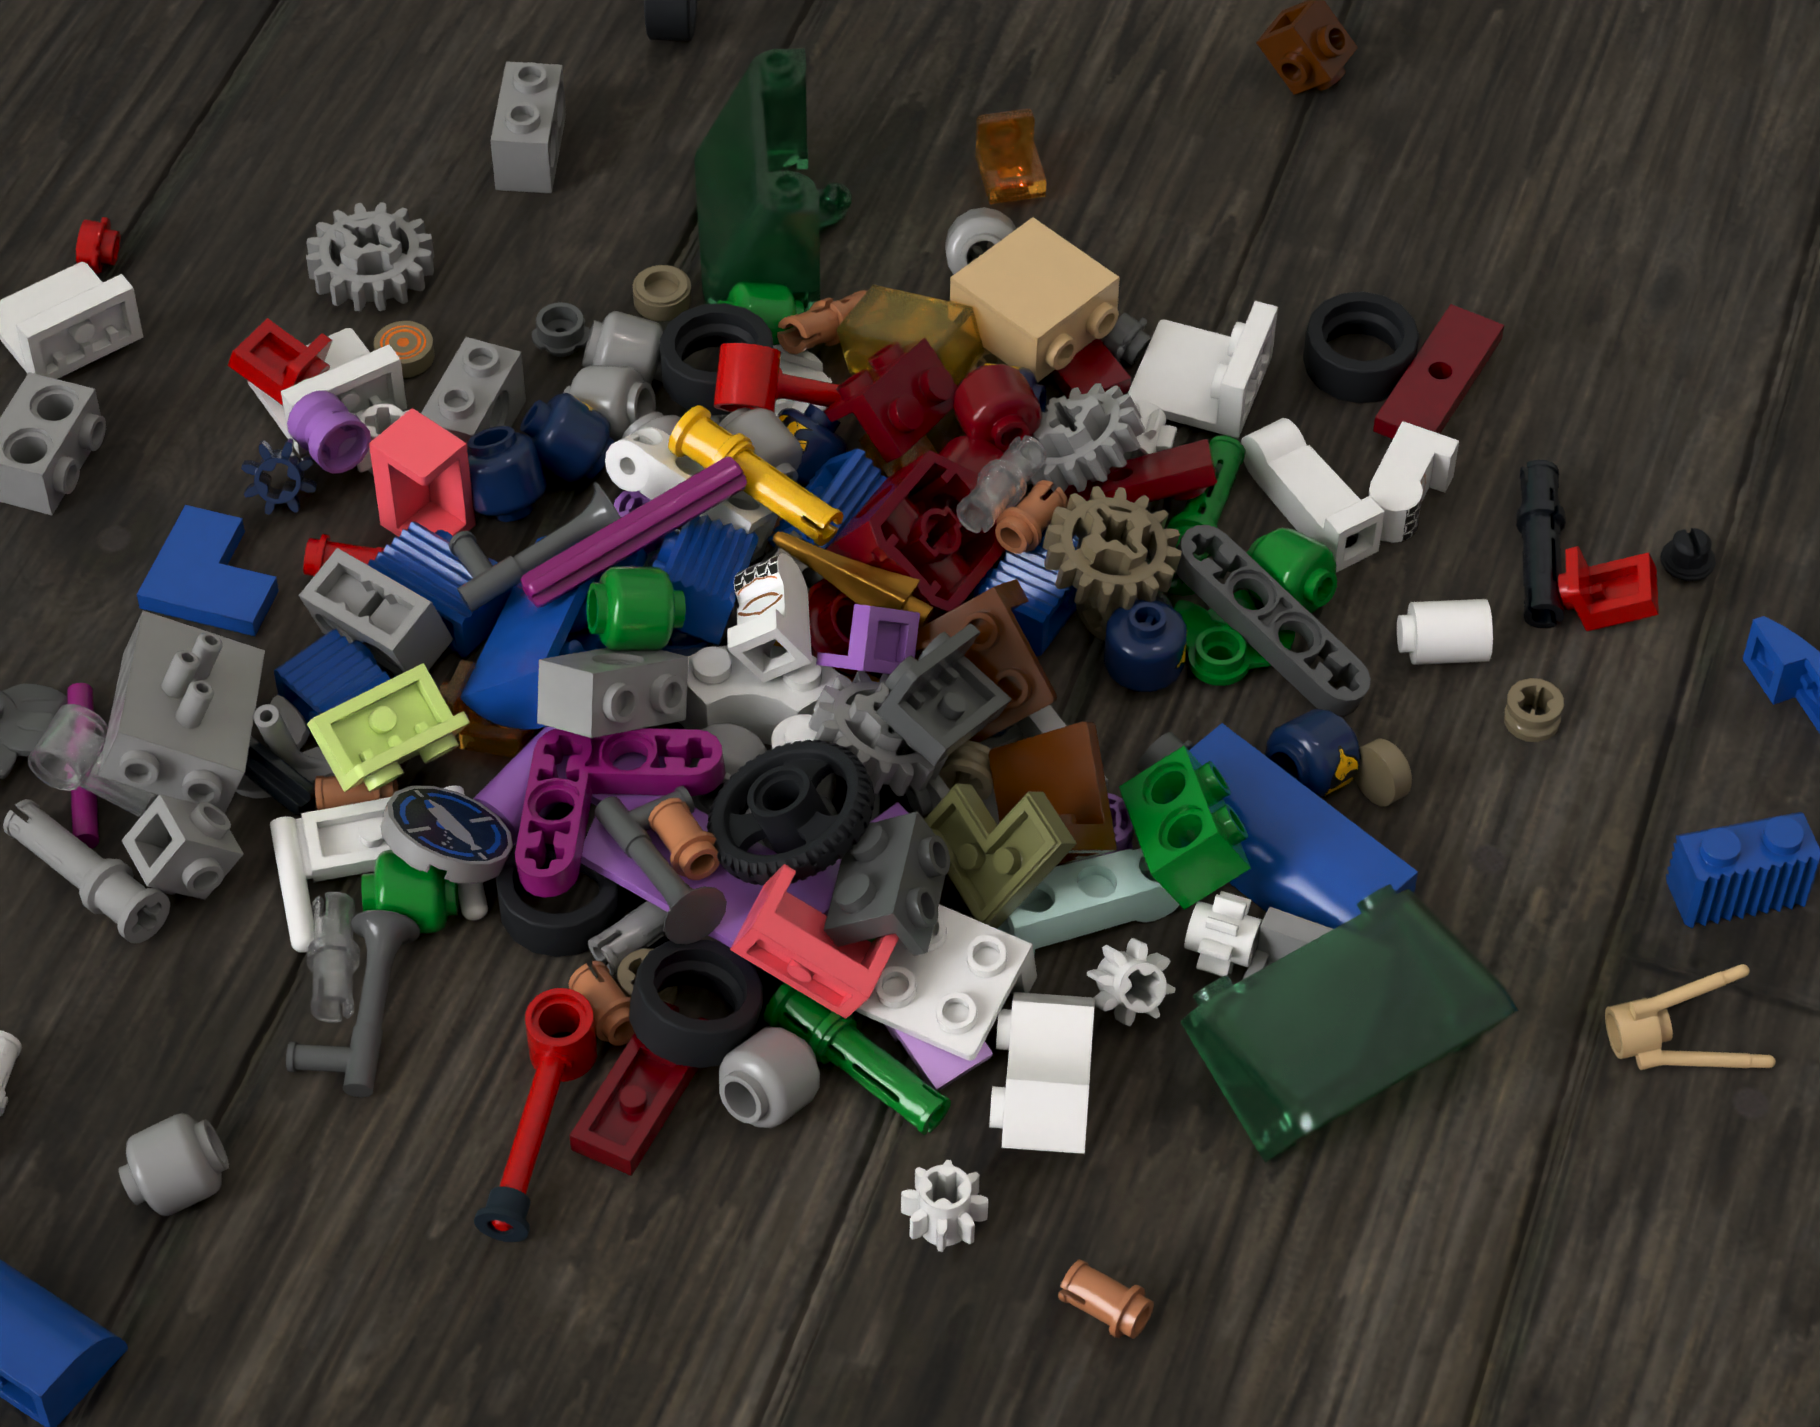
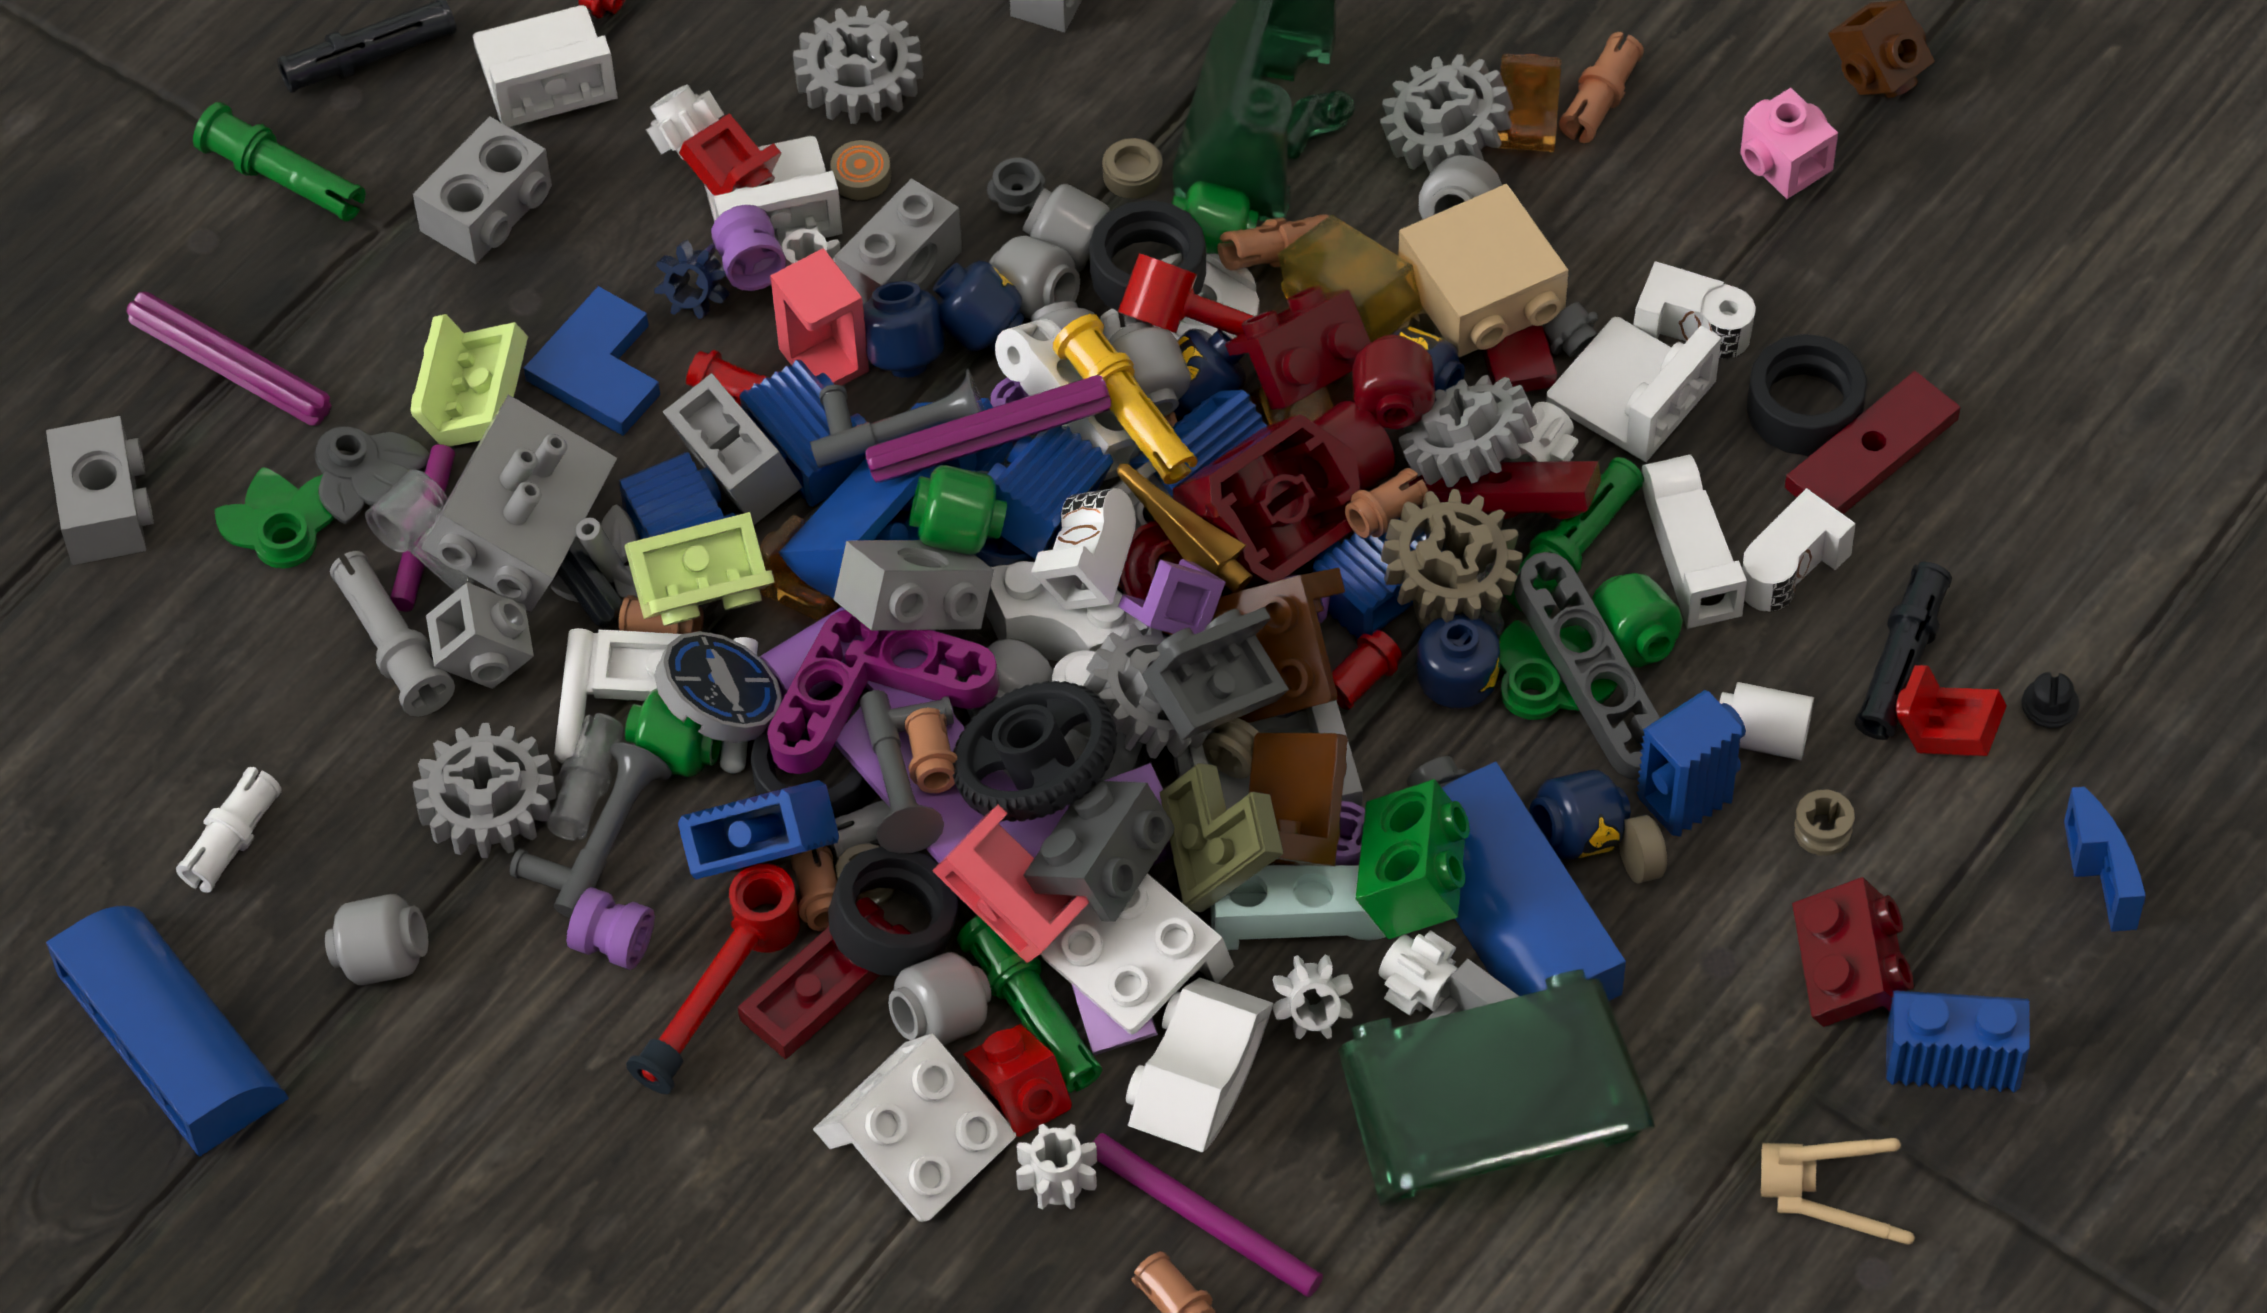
camera: 20 degrees right, 5 degrees up
(84, 617) = (466, 379): none -> yellowish green bracket
(216, 336) = (680, 117): none -> white gear
(235, 993) = (484, 790): none -> light grey gear
(420, 1094) = (611, 928): none -> medium lavender wheel
(534, 958) = (758, 829): none -> blue brick
(791, 1201) = (920, 1125): none -> white bracket
(876, 1128) = (1021, 1077): none -> red bracket
(939, 180) = (1446, 112): none -> light grey gear
(1001, 484) = (1364, 464): clear pin -> none
(1063, 663) = (1373, 658): none -> red pin
(1067, 133) = (1601, 87): none -> nougat pin
(1107, 1216) = (1207, 1216): none -> magenta bar
(1222, 293) = (1682, 301): none -> white leg
(1257, 139) = (1788, 142): none -> bright pink brick
(1402, 679) = (1690, 762): none -> blue brick
(1608, 817) = (1850, 950): none -> dark red bracket

